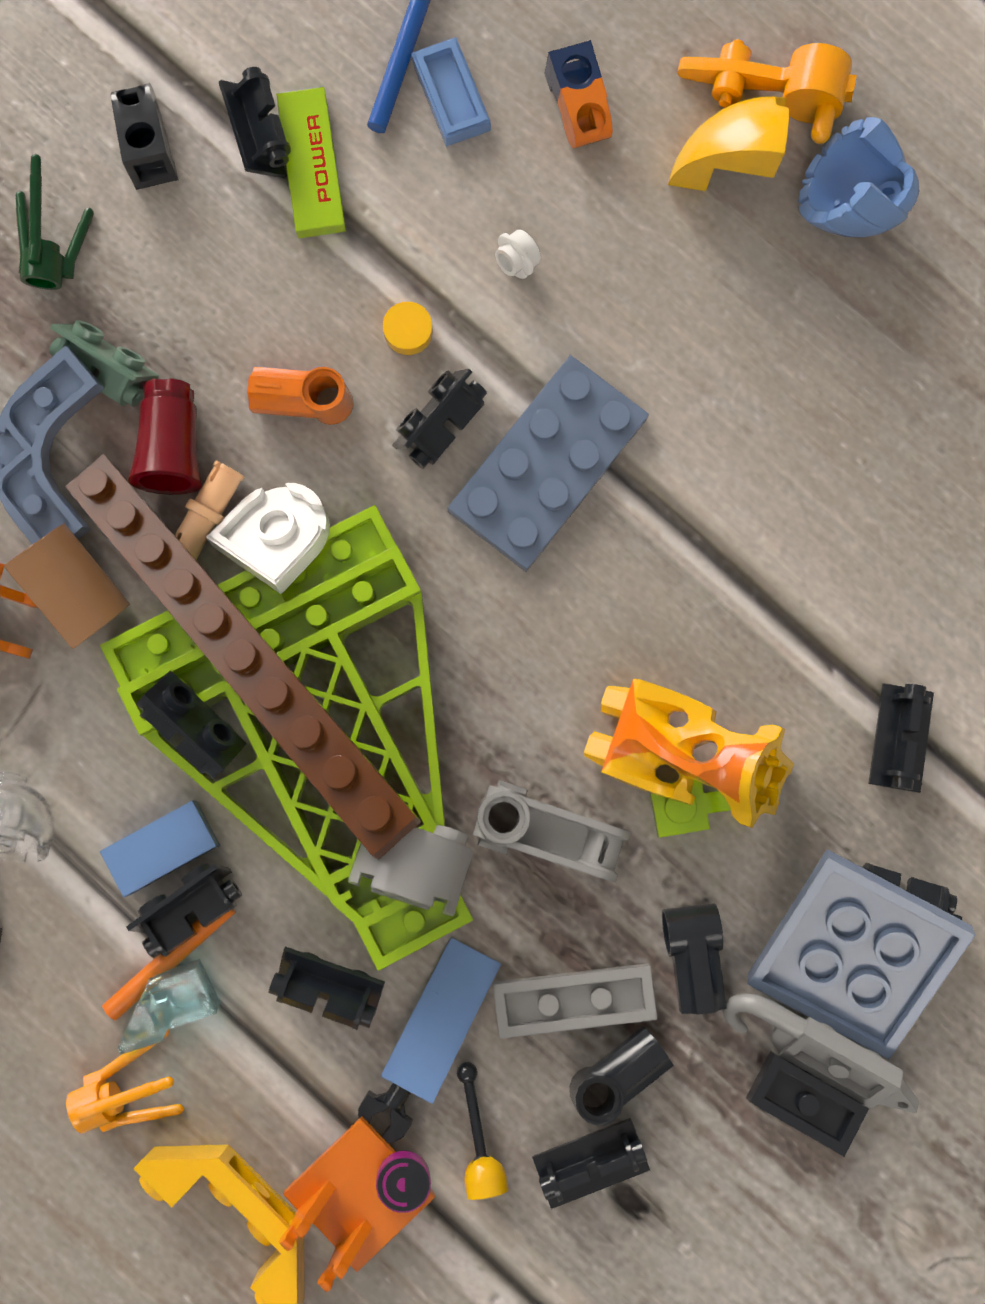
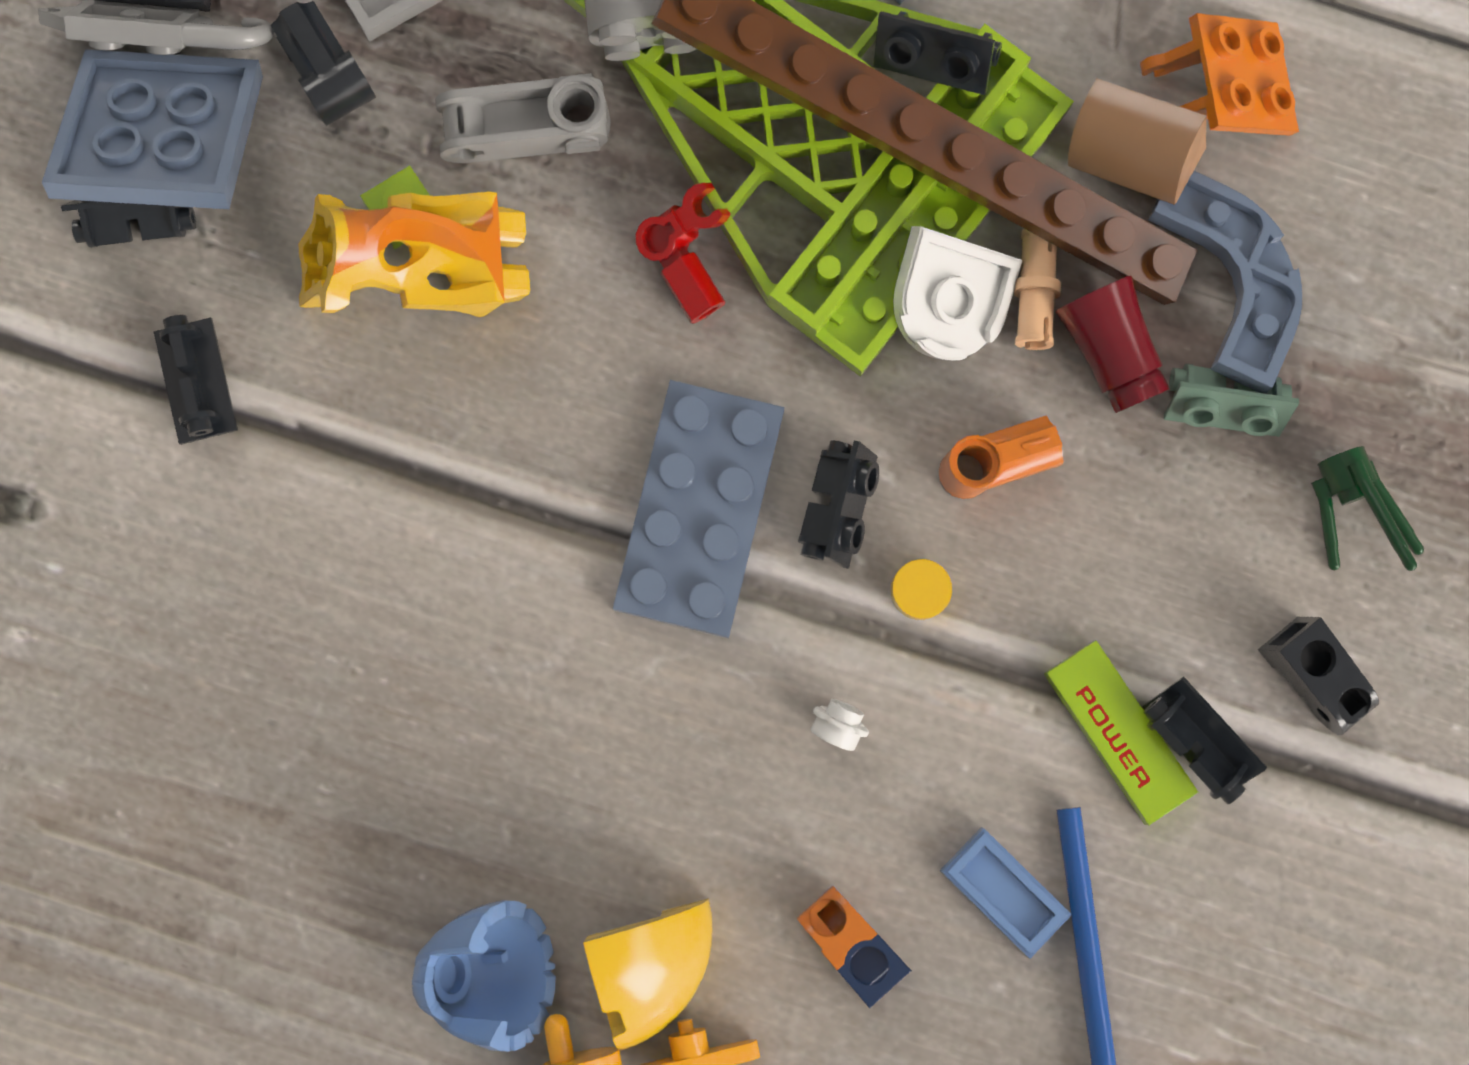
camera: 155 degrees right, 0 degrees up
(481, 678) = (667, 241): none -> red bar

